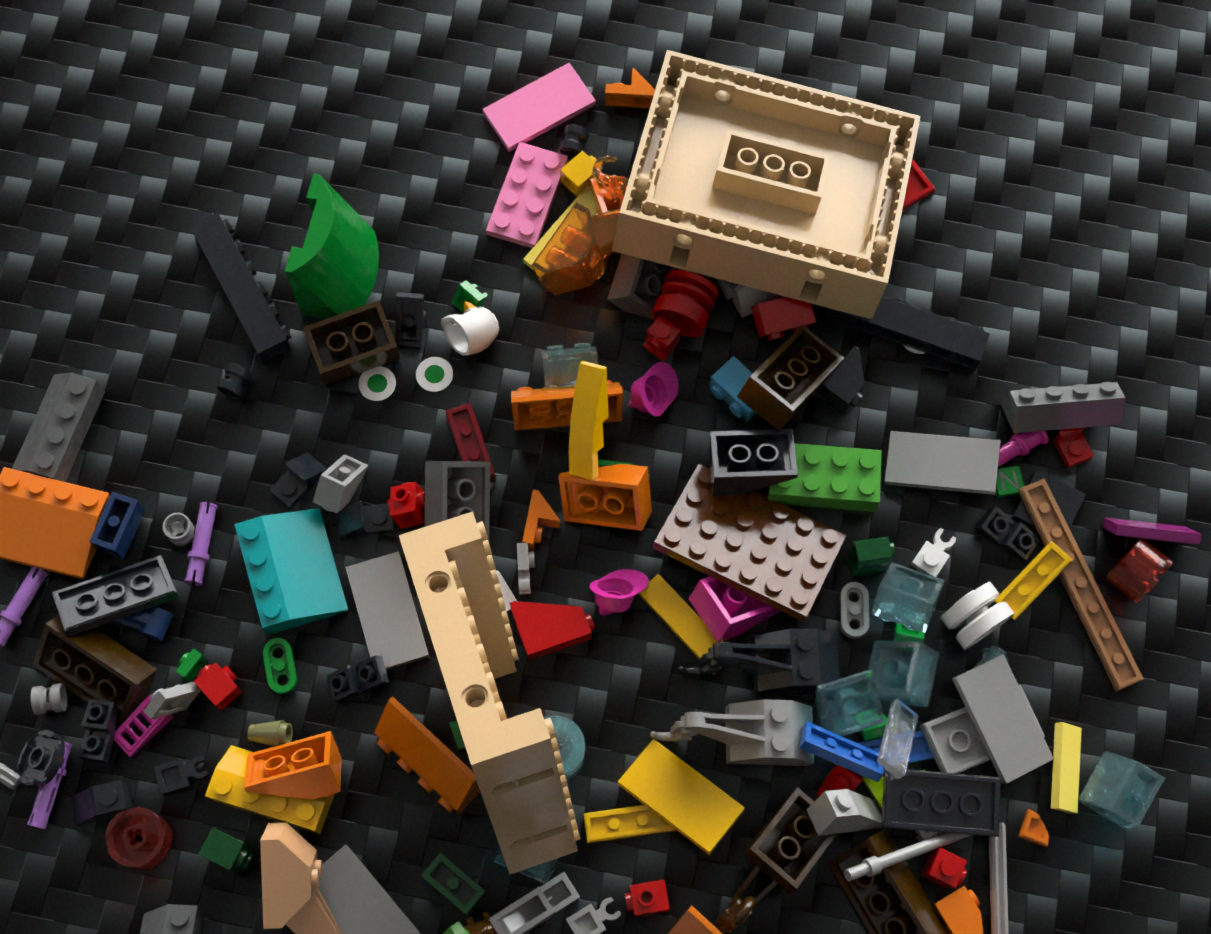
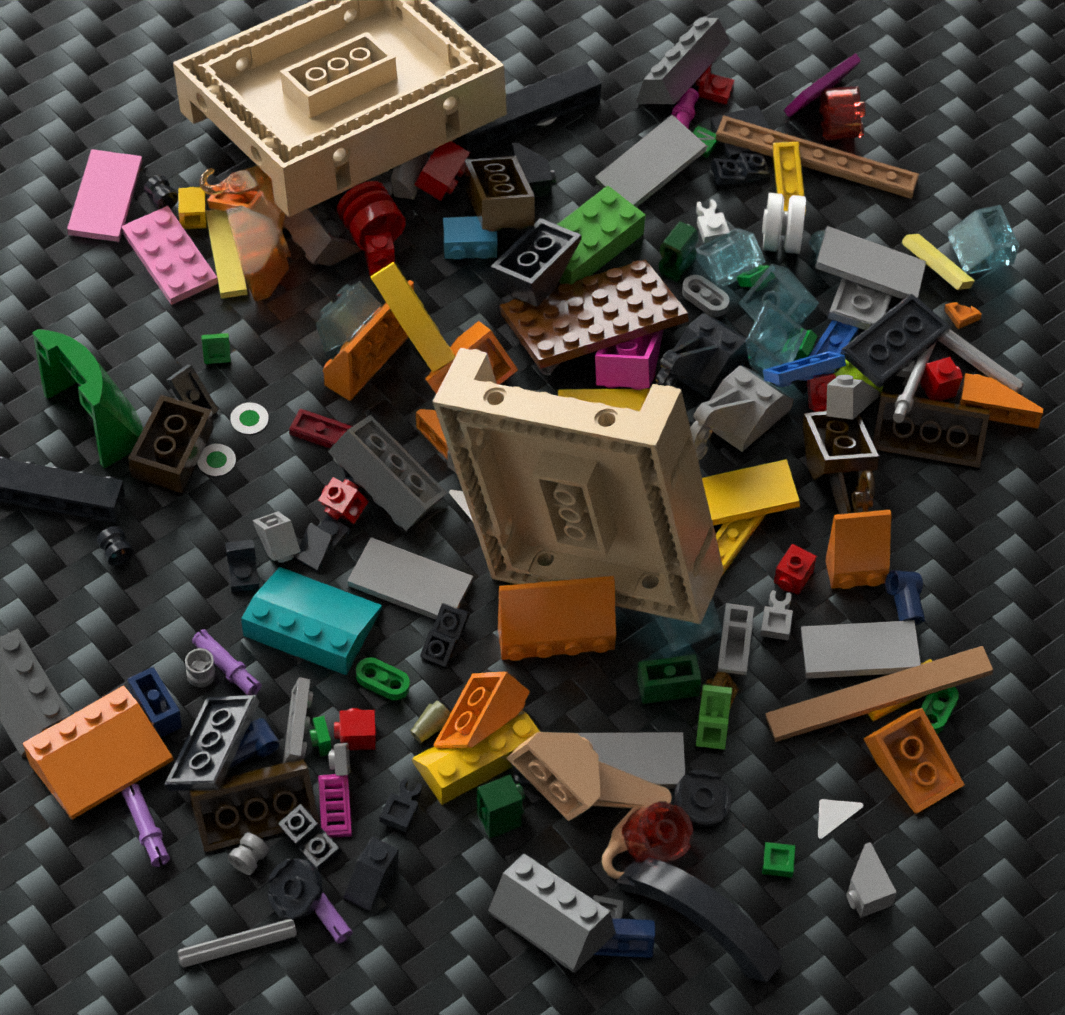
camera: 50 degrees left, 15 degrees down
(126, 850) = (428, 863): clear red brick -> none
(188, 639) = (298, 721): none -> light grey plate
(472, 330) = (245, 362): white piece -> none
(637, 94) = (163, 128): orange slope -> none
(654, 390) = (422, 286): dark pink piece -> none
(897, 739) = (827, 329): clear tile -> none

